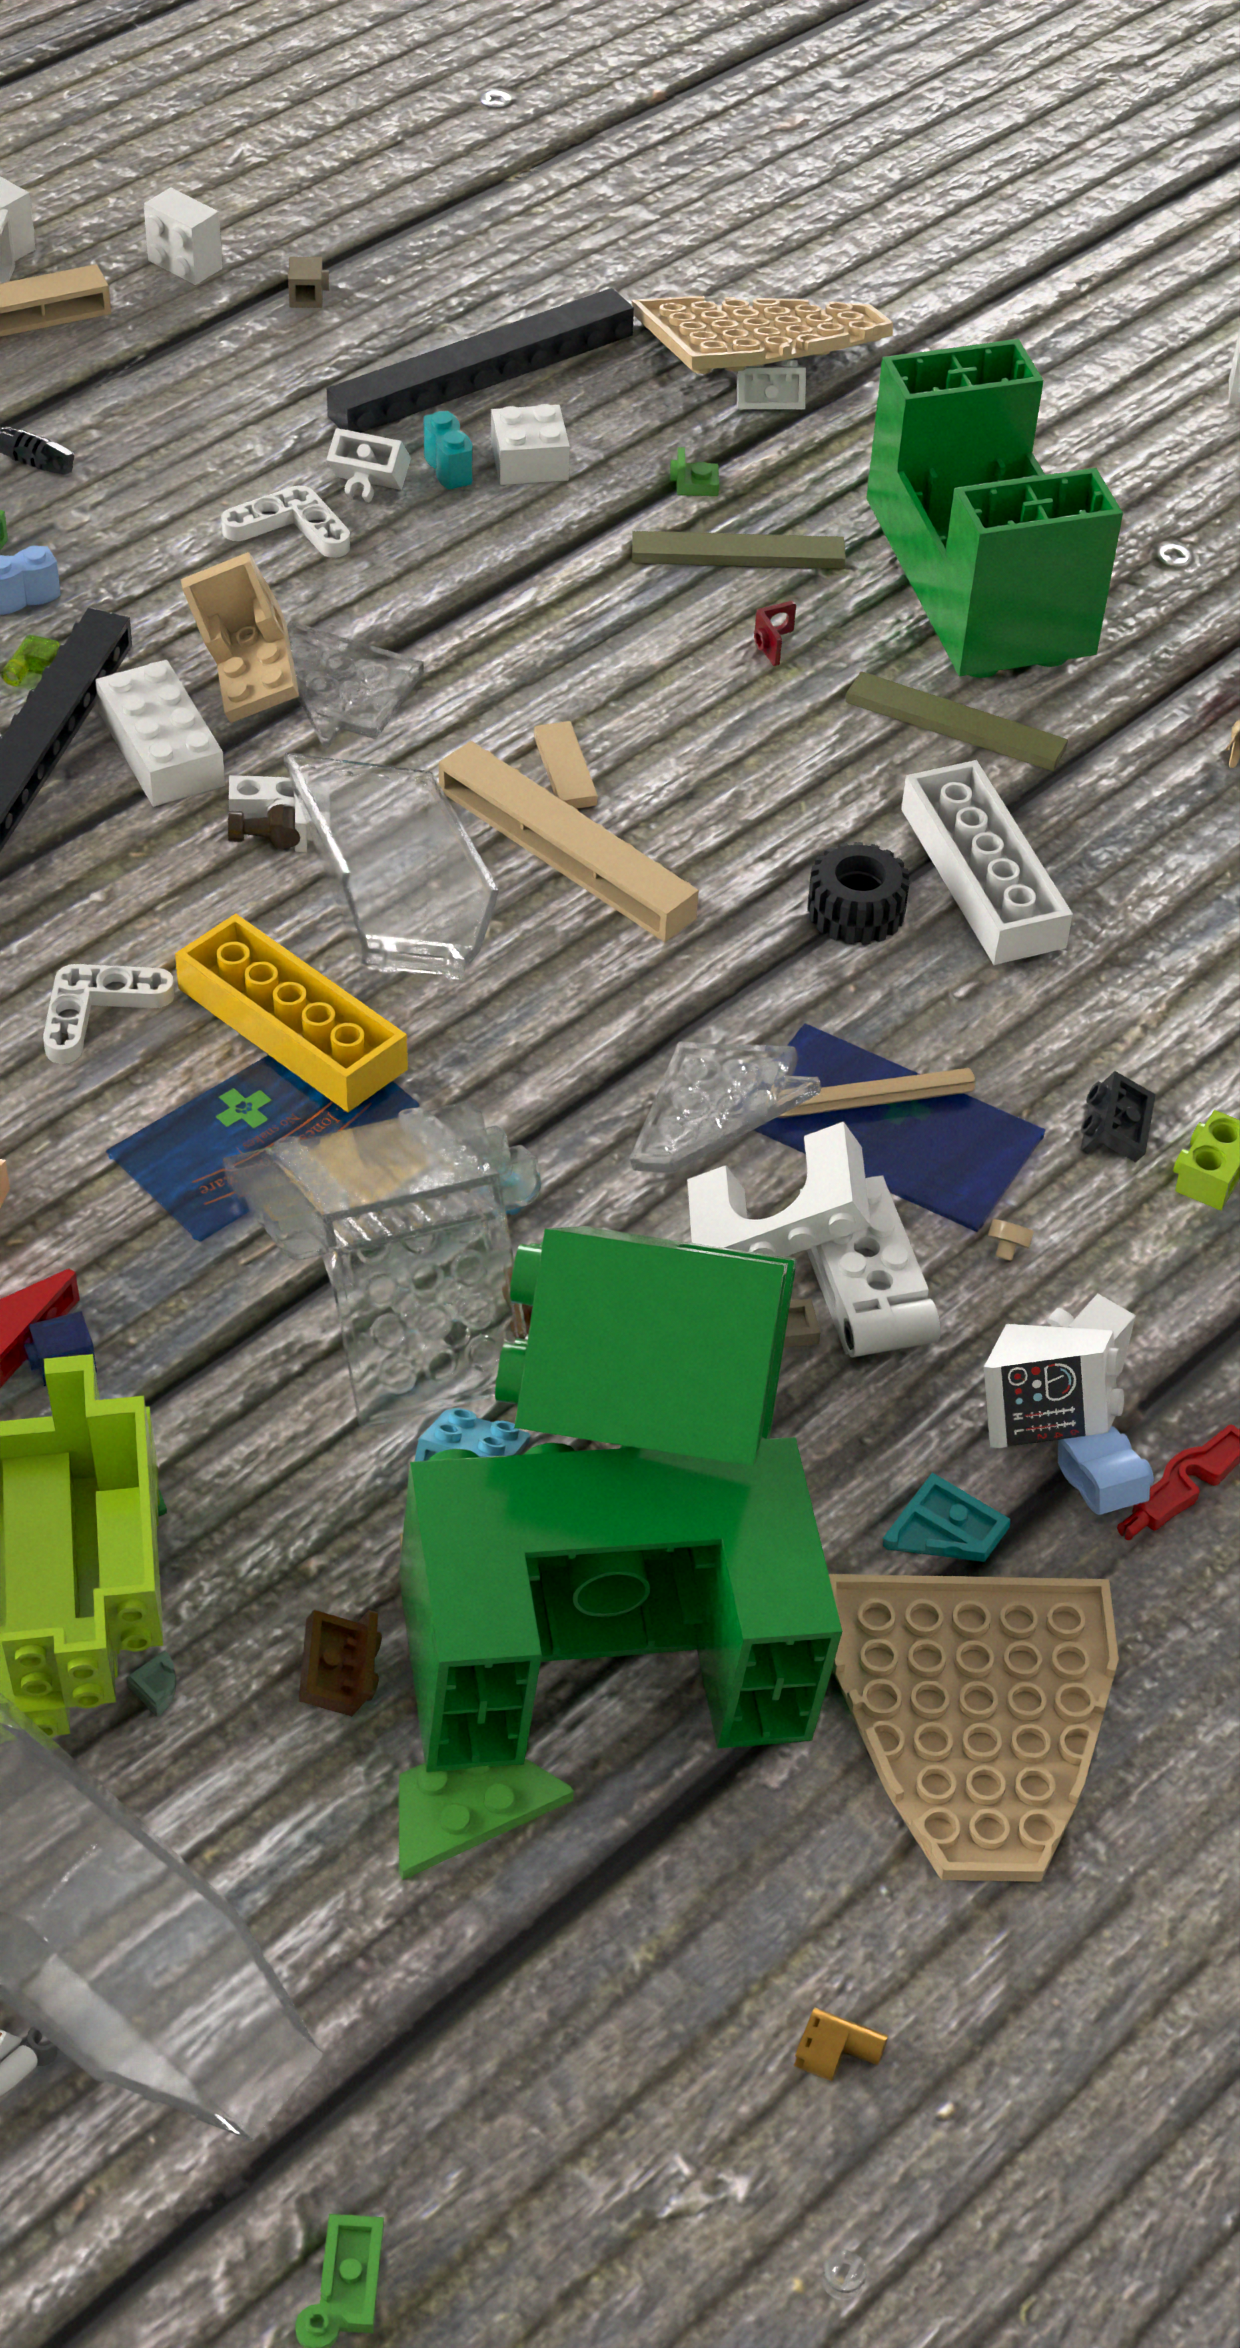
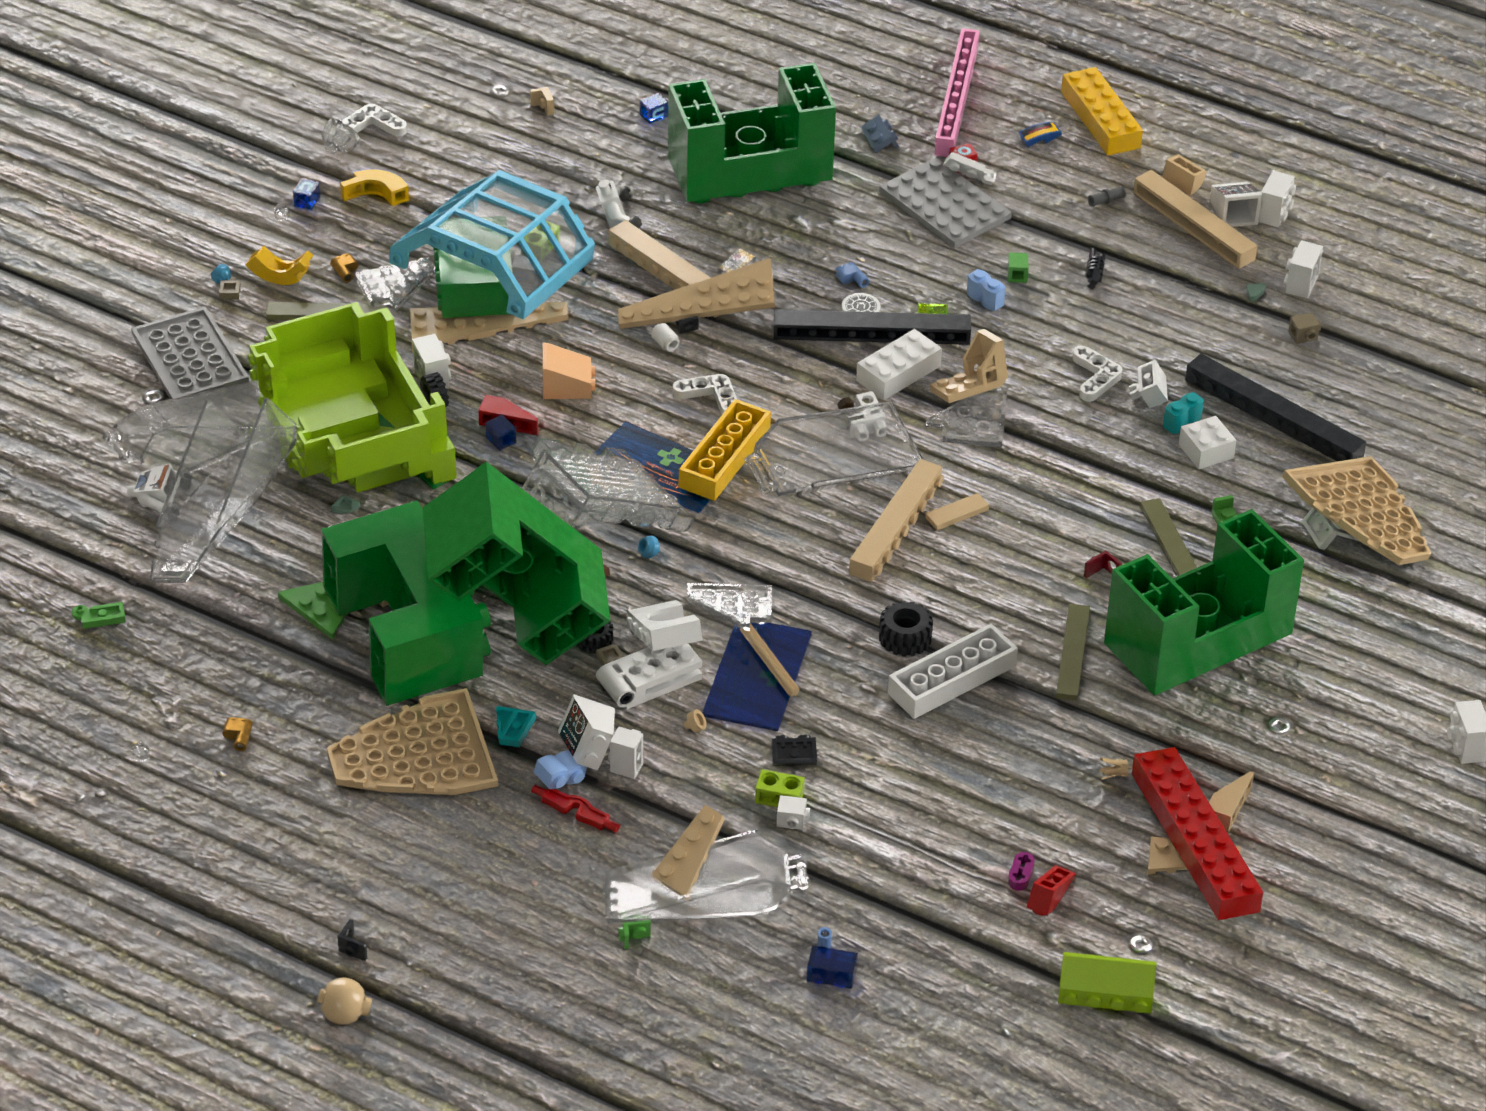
camera: 75 degrees right, 5 degrees down
(182, 309) = (1254, 291): none -> sand green tile

